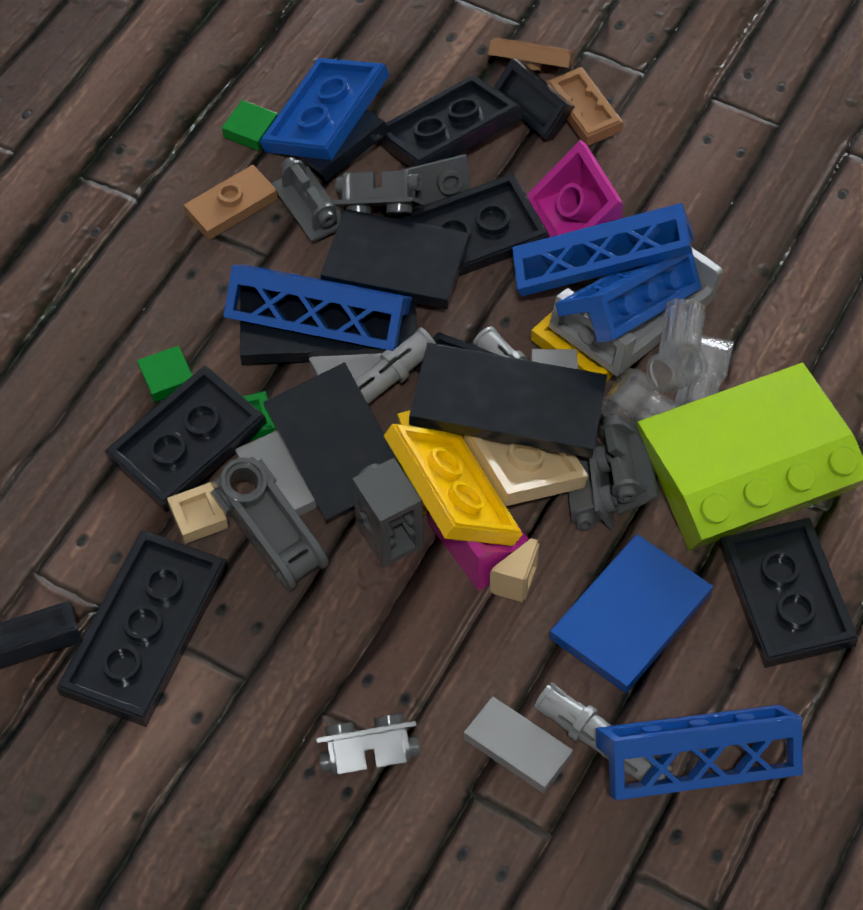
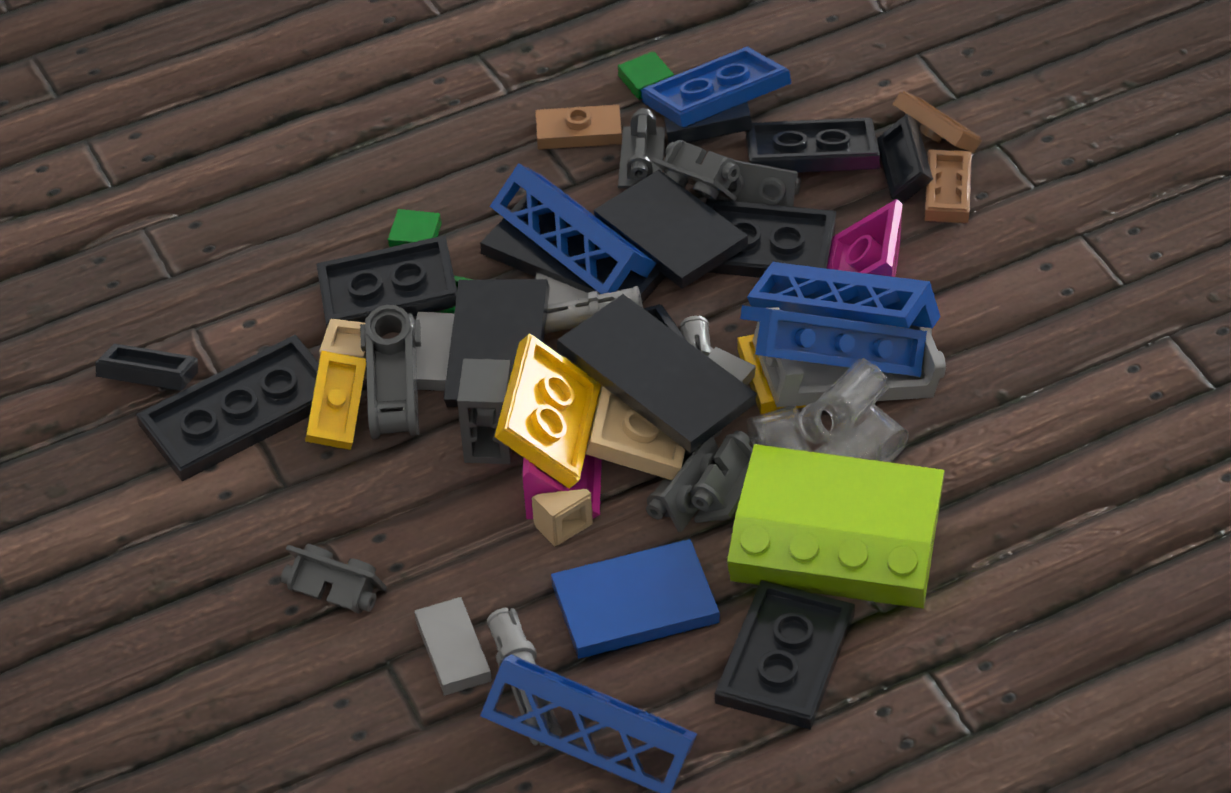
camera: 35 degrees right, 10 degrees down
(237, 573) = (336, 400): none -> yellow plate

